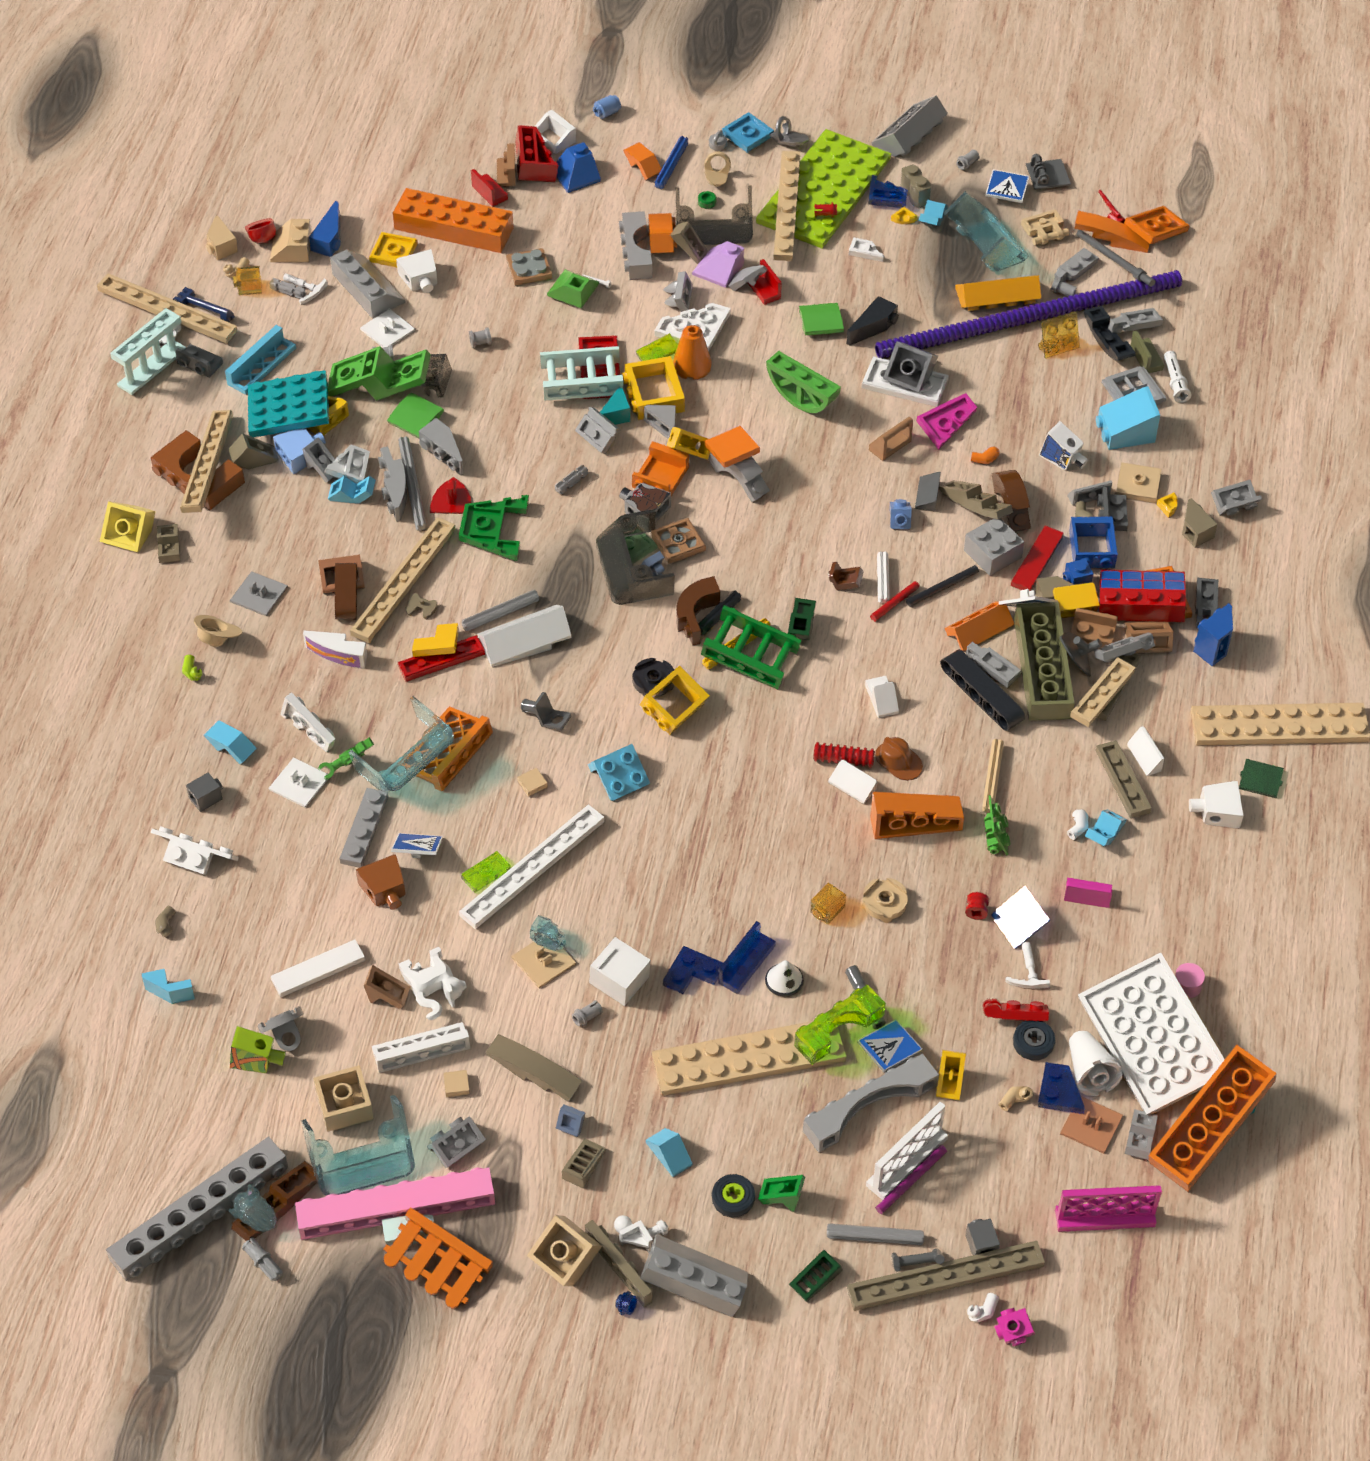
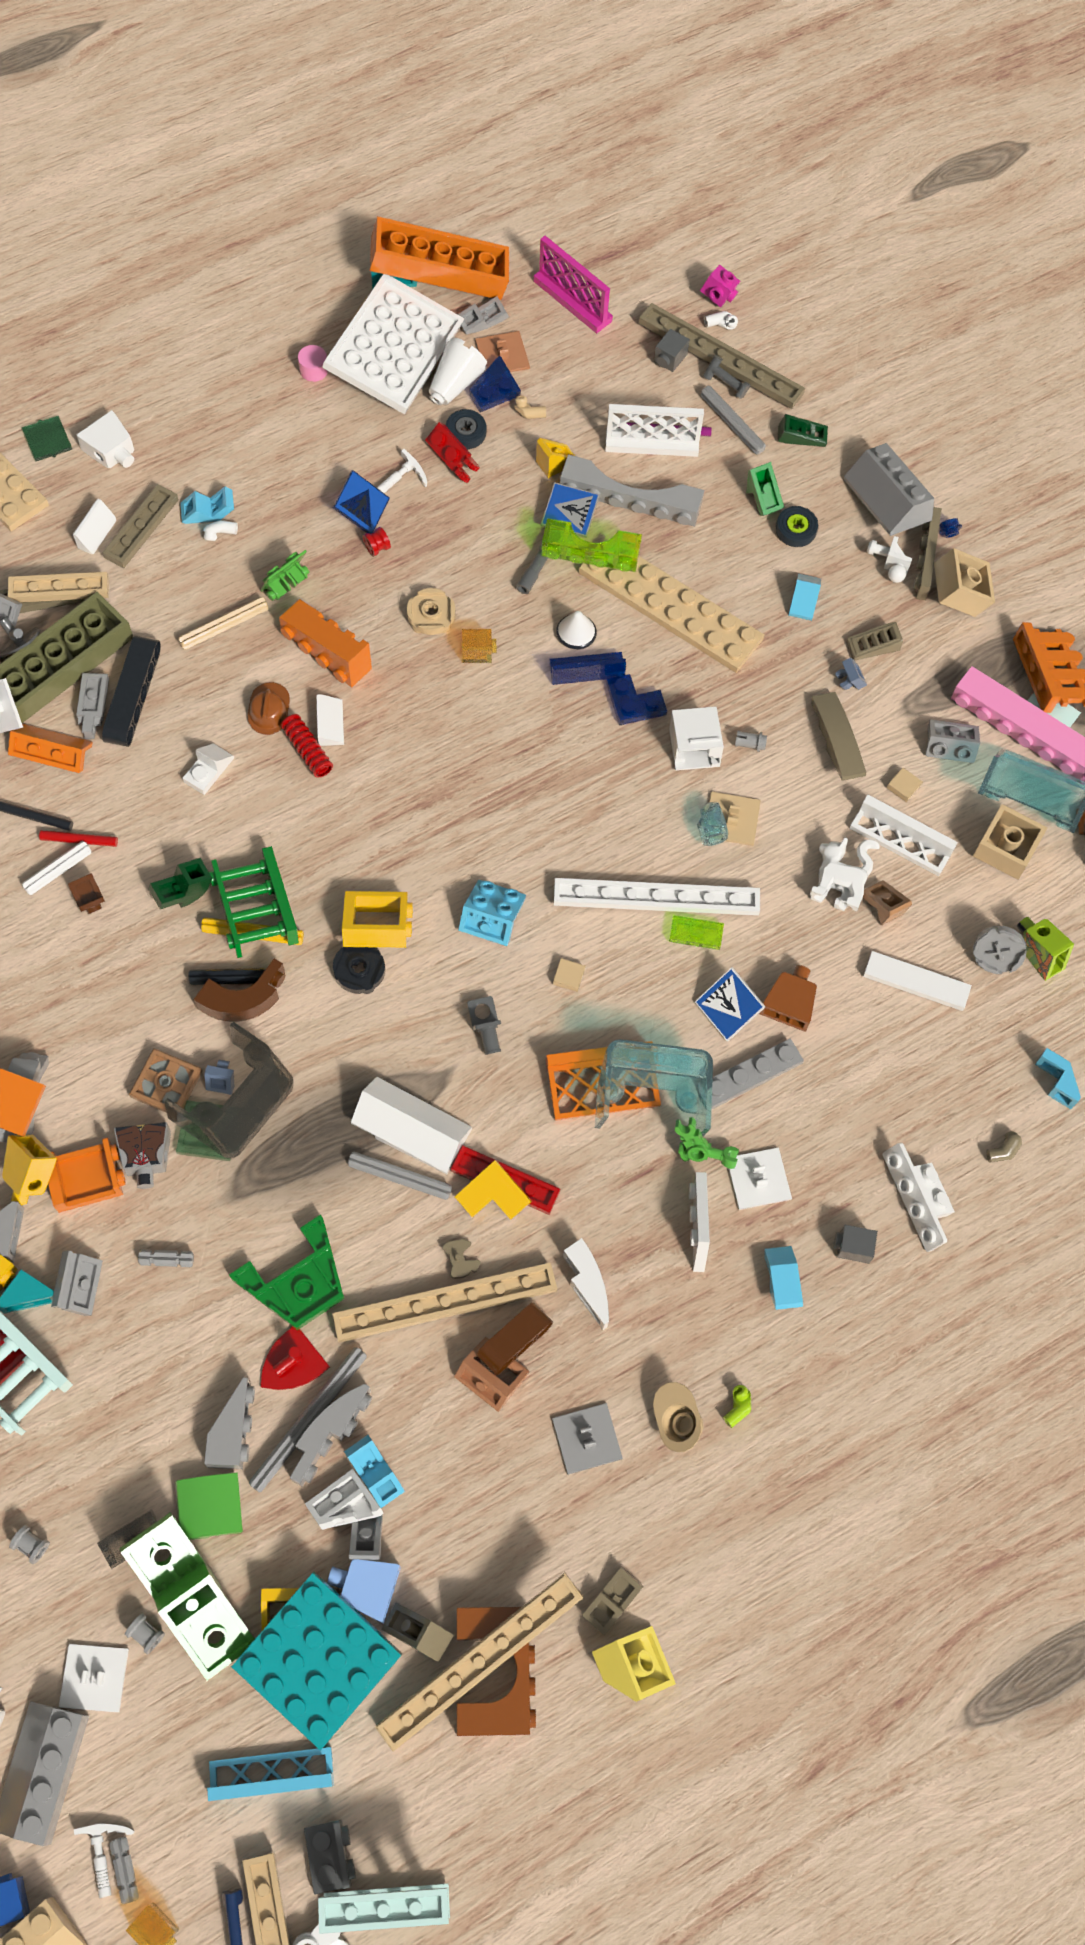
camera: 135 degrees left, 15 degrees up
(1088, 892) = (286, 479): dark pink panel -> none

